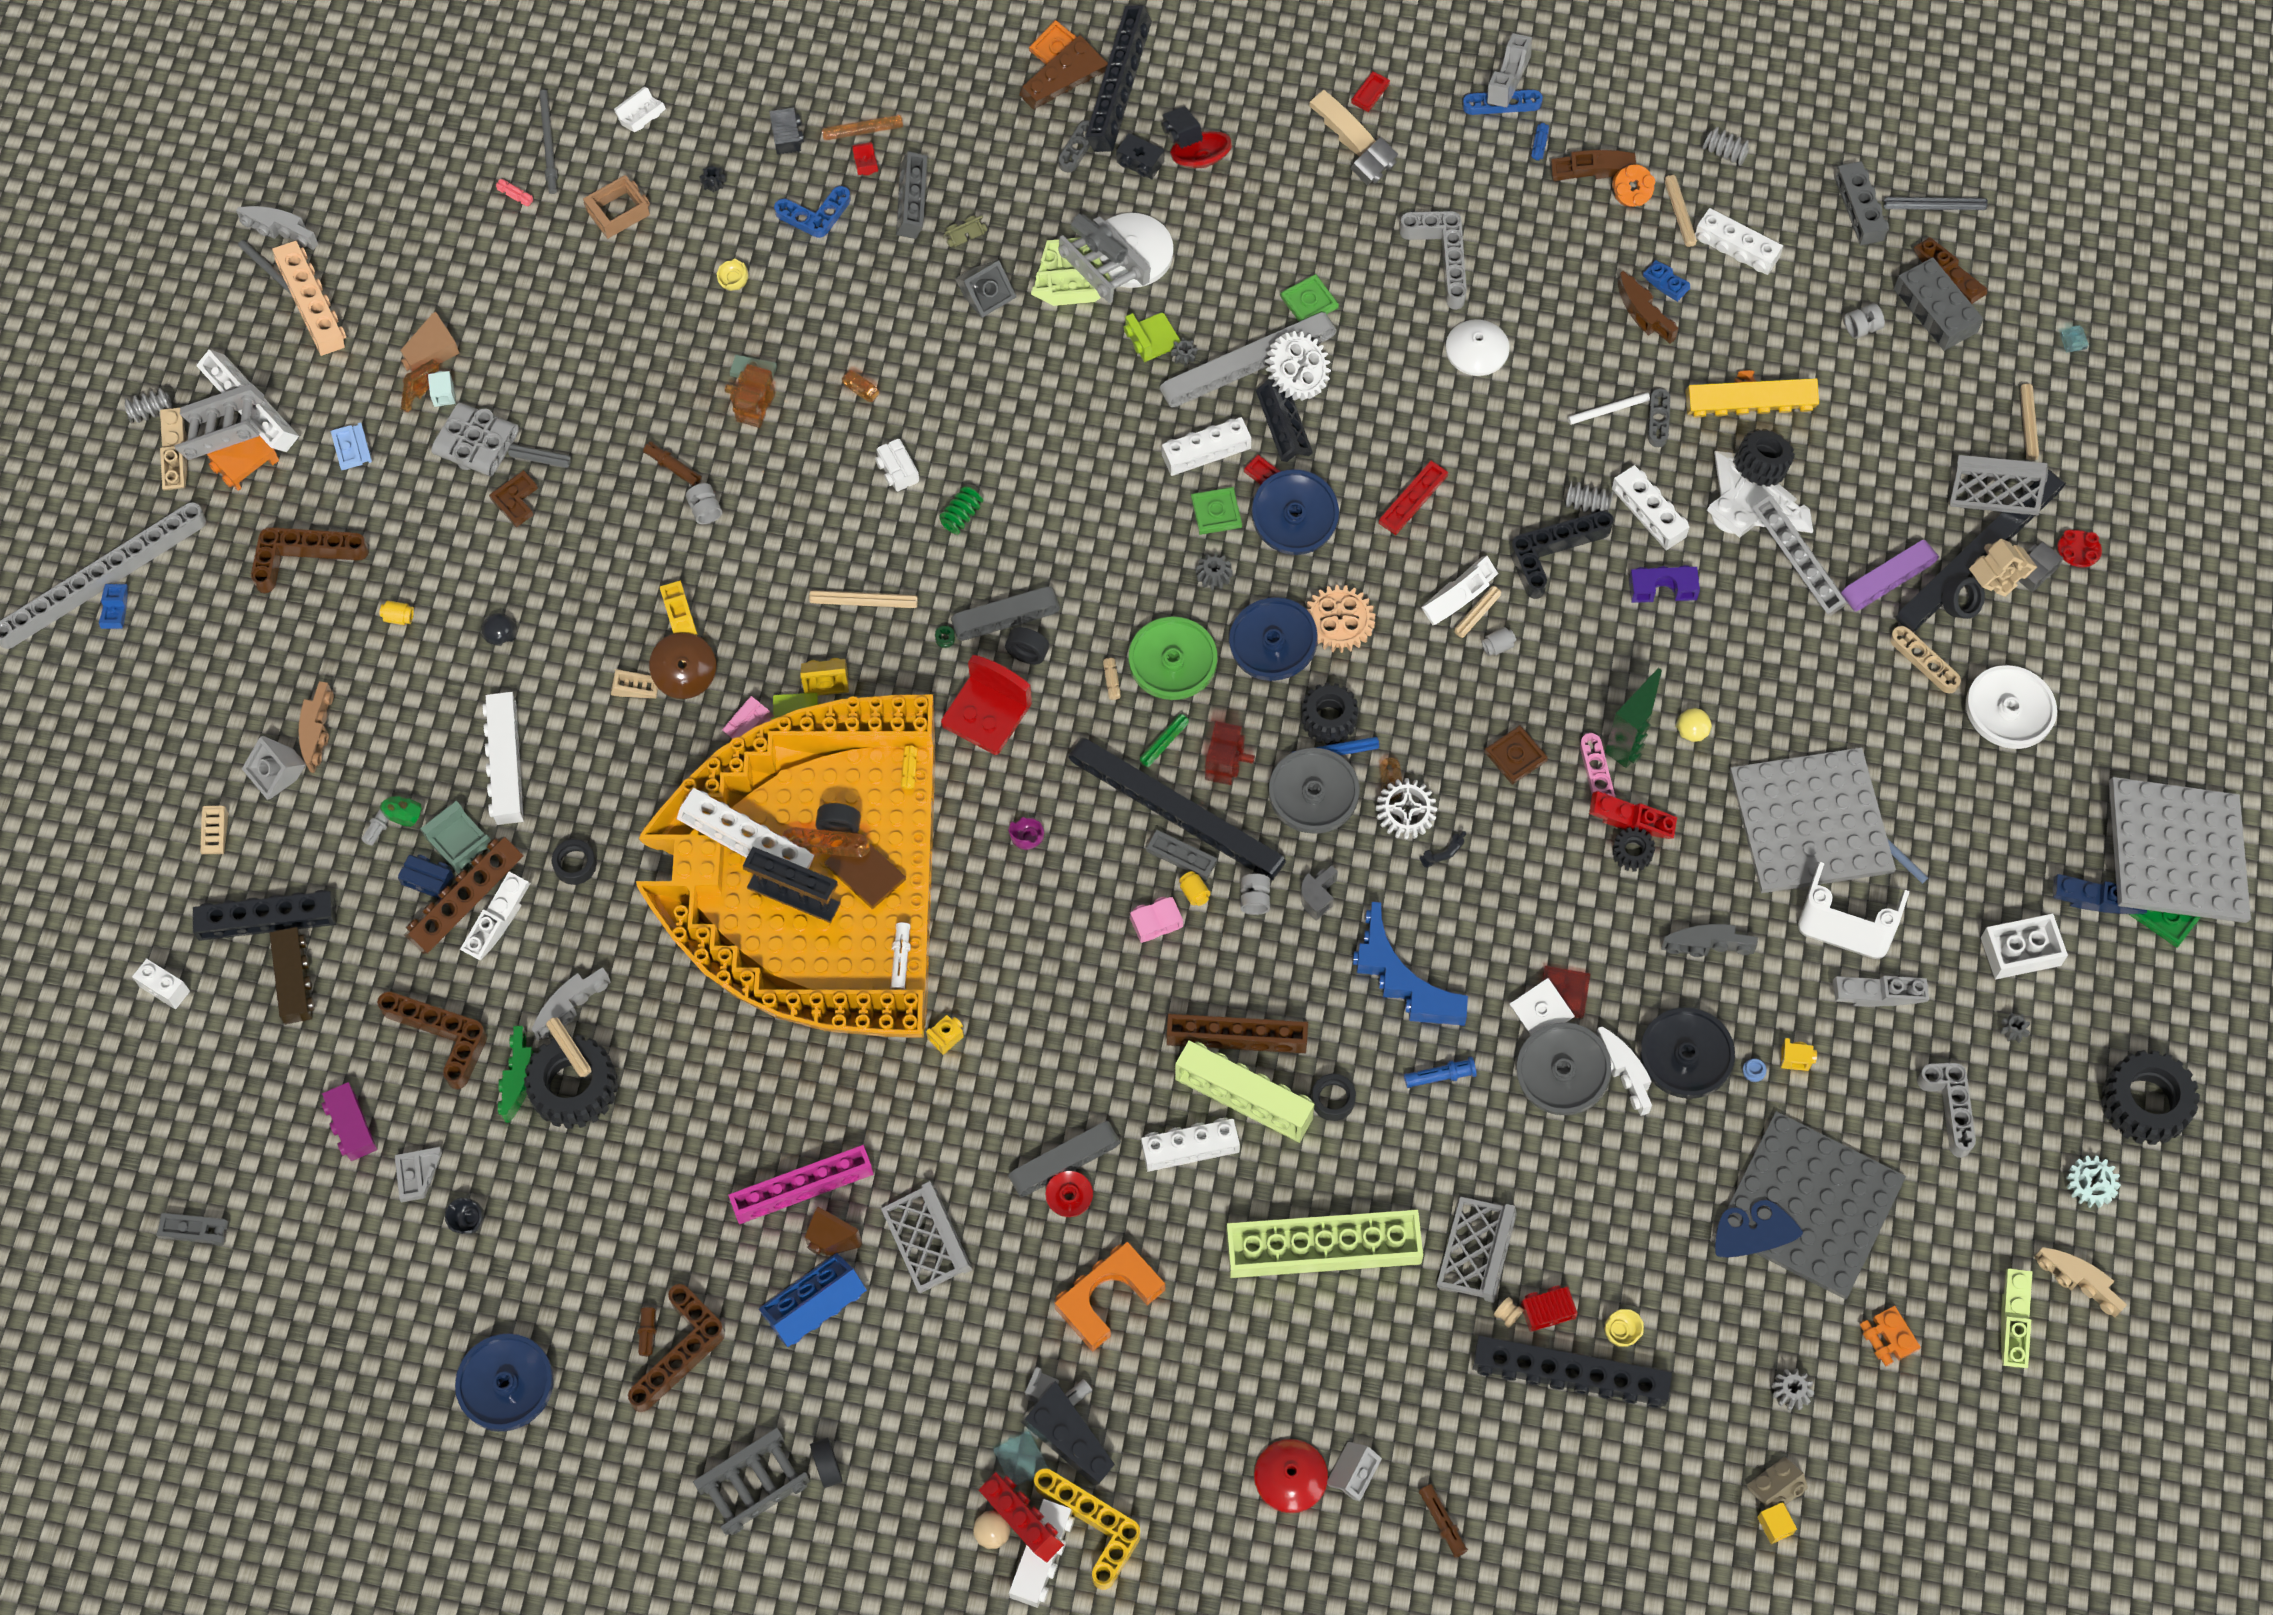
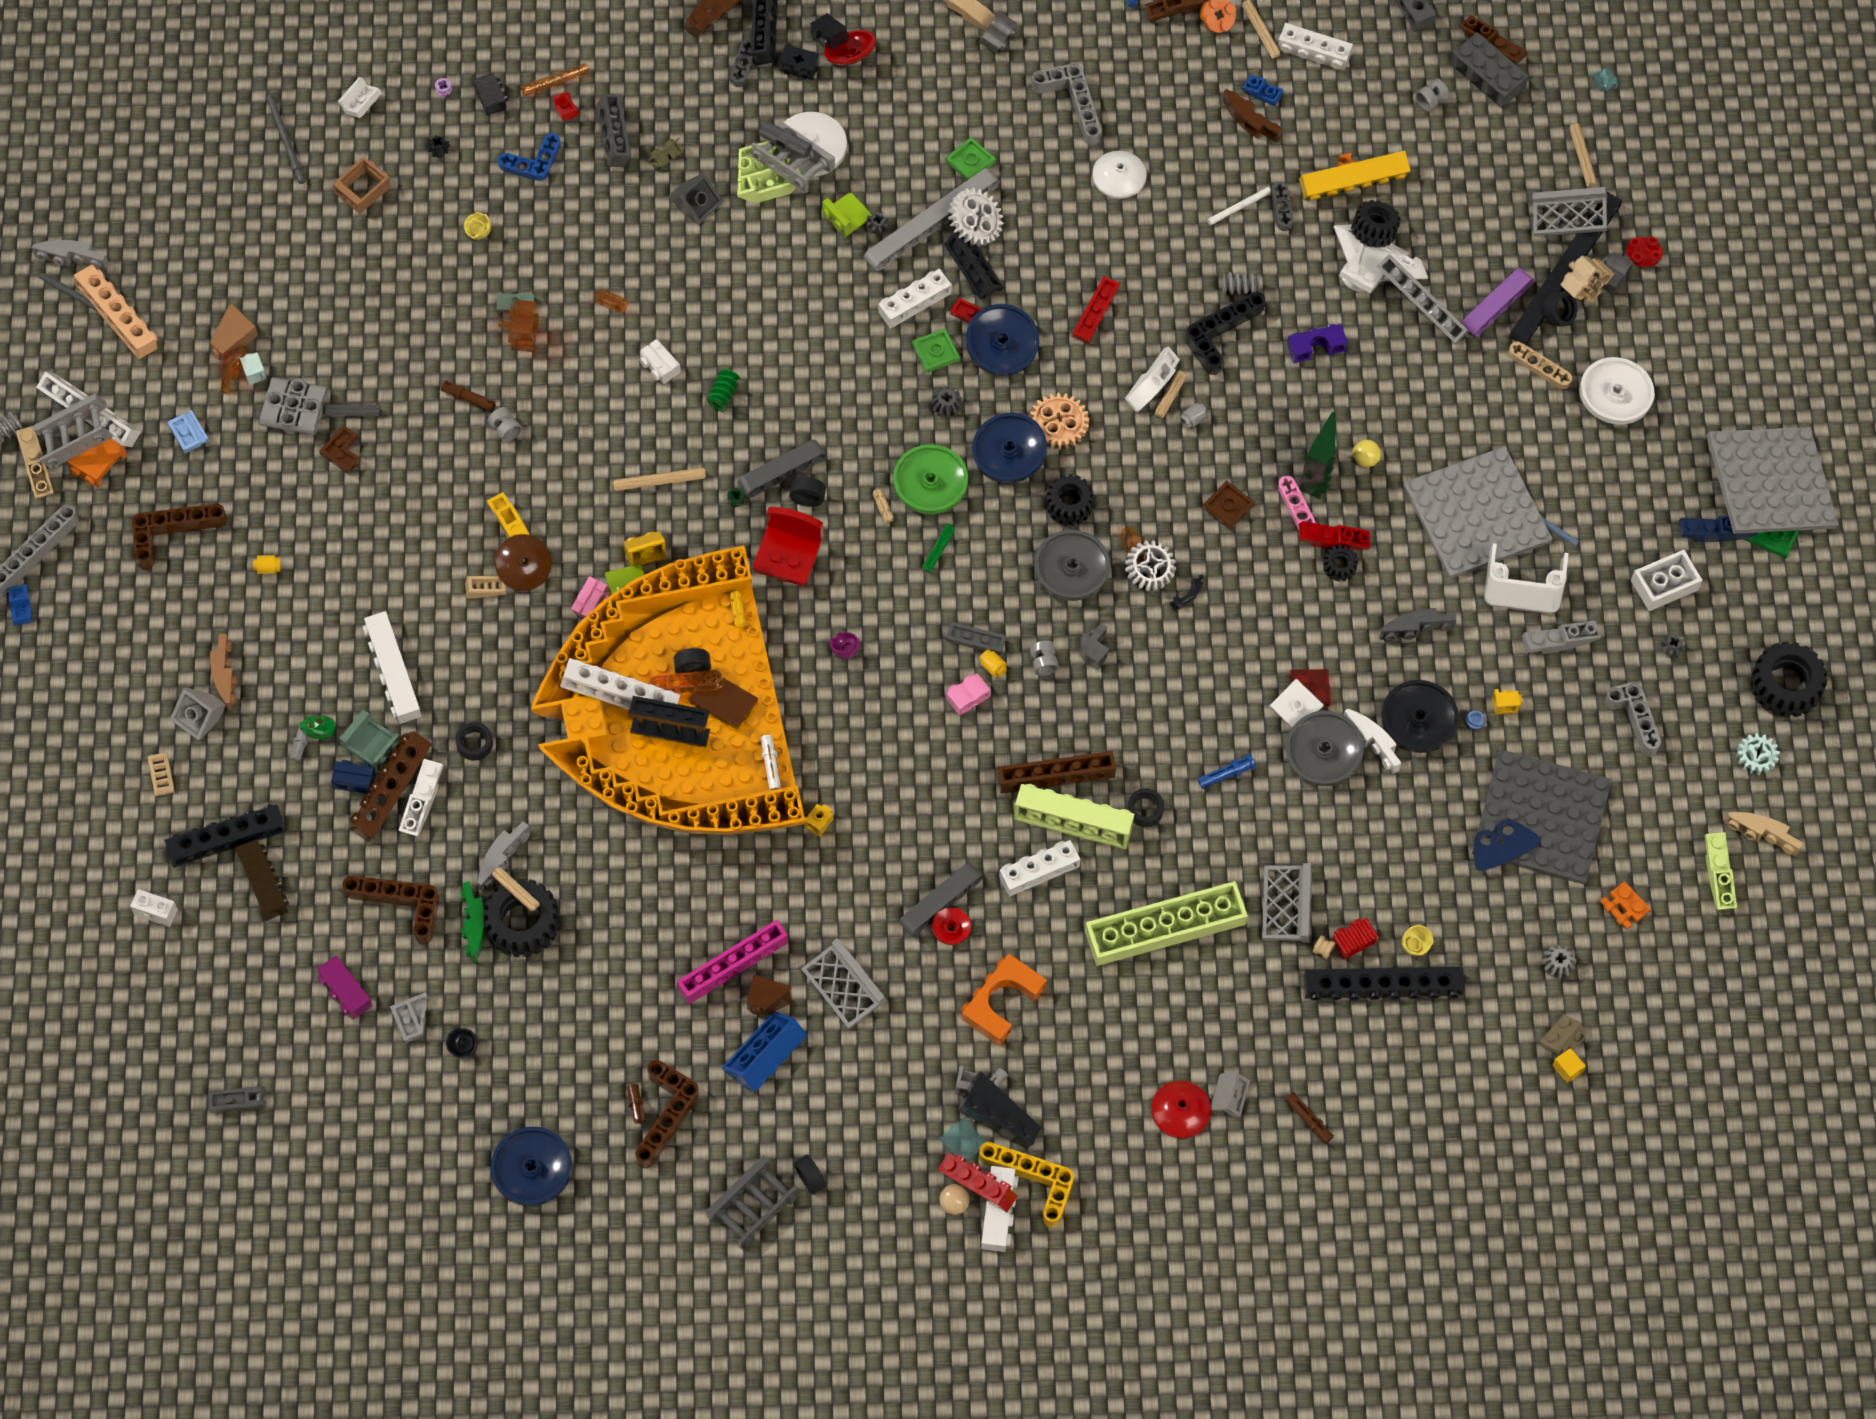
camera: 15 degrees left, 0 degrees up
(498, 629) = (357, 562): black hair -> none
(514, 192) = (268, 188): coral axle -> none
(736, 108) = (443, 92): none -> lavender bush
(1177, 808) = (962, 601): black beam -> none
(1225, 753) = (993, 548): clear red brick -> none
(1353, 746) = (1095, 523): blue axle -> none
(1422, 1000) = (1199, 716): blue arch -> none
(1666, 534) = (1294, 290): white brick -> none

